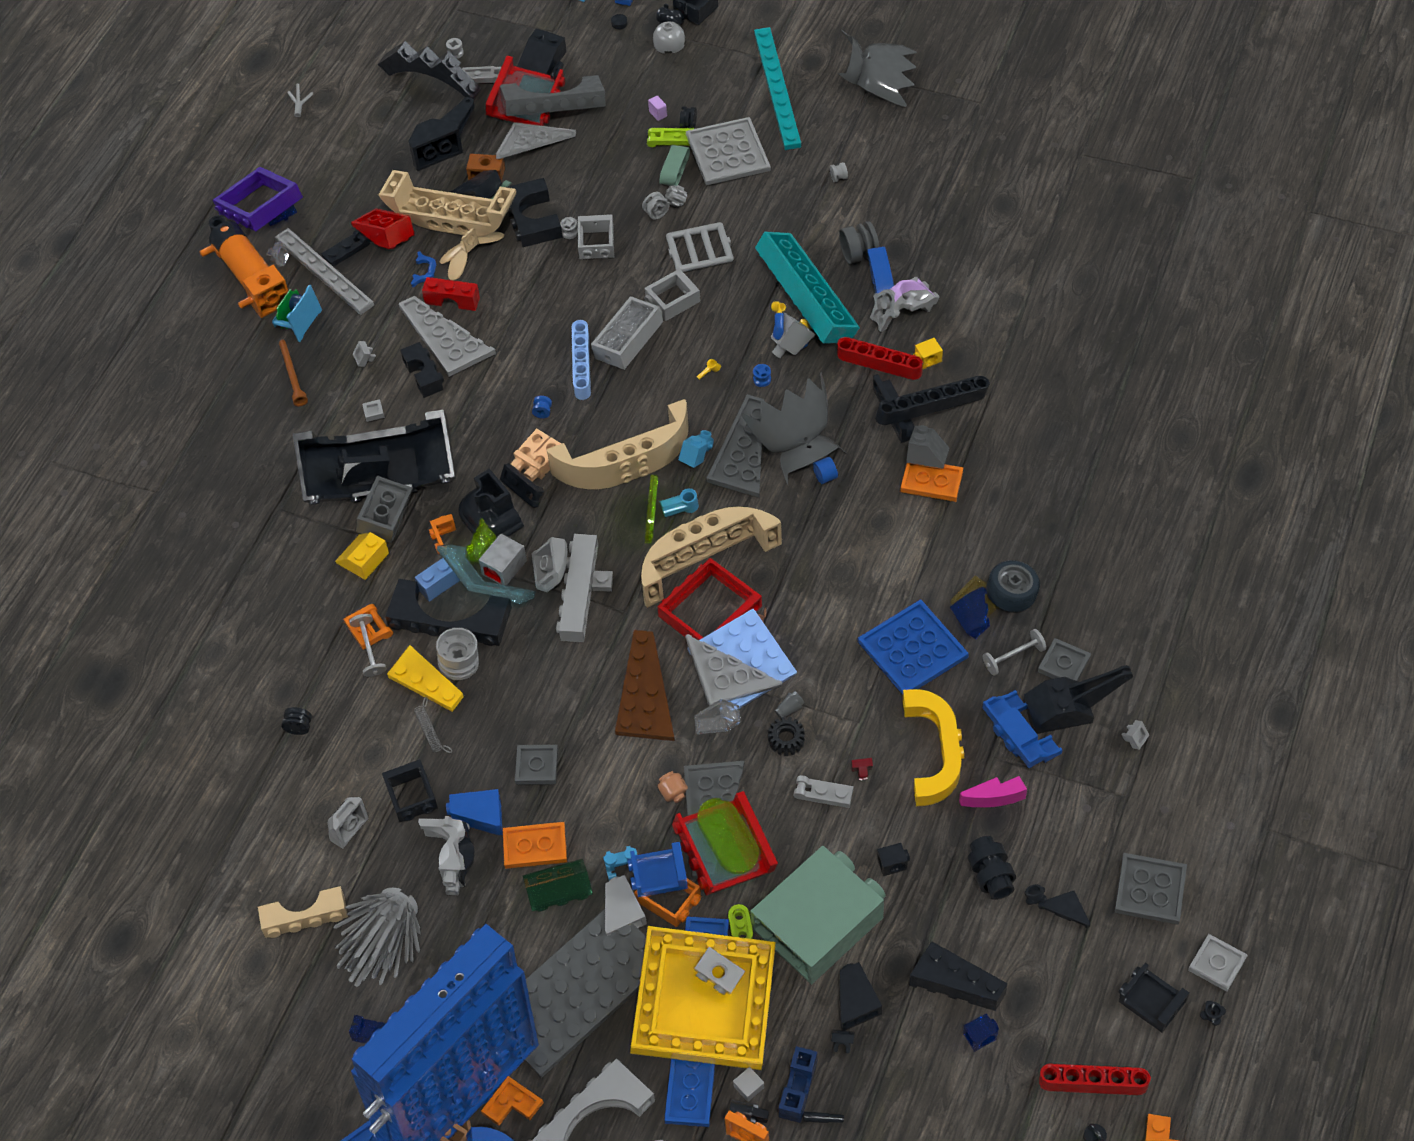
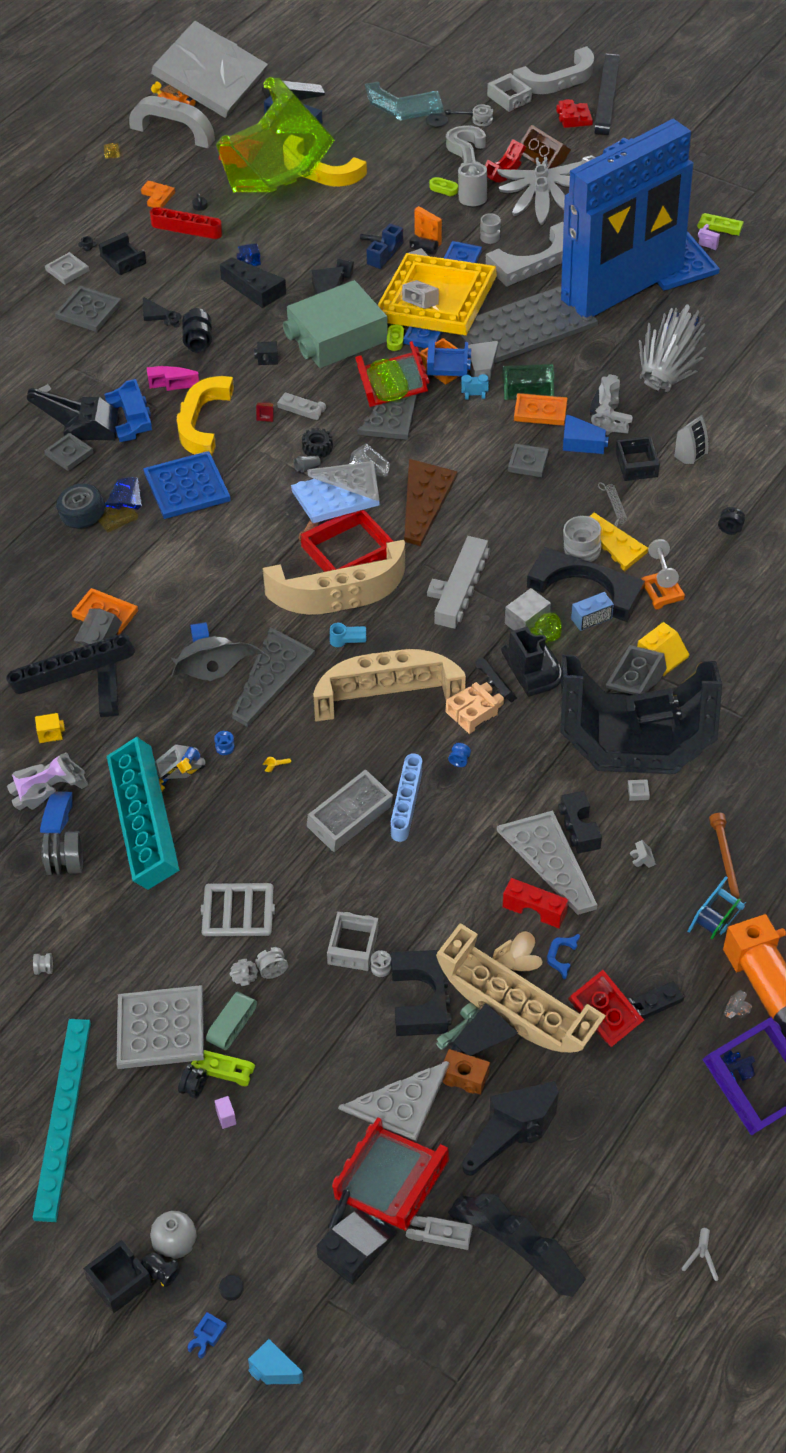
camera: 170 degrees left, 5 degrees down
(325, 271) = (687, 983): light grey tile -> none
(327, 908) = (750, 396): tan arch -> none
(441, 526) = (587, 654): orange bracket -> none
(454, 45) = (475, 1296): light grey wheel -> none
(456, 559) = (563, 593): clear light blue windscreen -> none
(550, 563) = (483, 601): light grey slope -> none
(587, 94) = (309, 1137): dark grey arch -> none
(651, 509) = (377, 624): clear neon green tile -> none
(672, 787) = (420, 423): nougat head -> none
(689, 299) = (291, 863): light grey window -> none
(695, 447) = (313, 674): dark azure brick -> none
(879, 358) = (92, 728): red beam -> none
(1037, 640) = (129, 458): light grey axle -> none

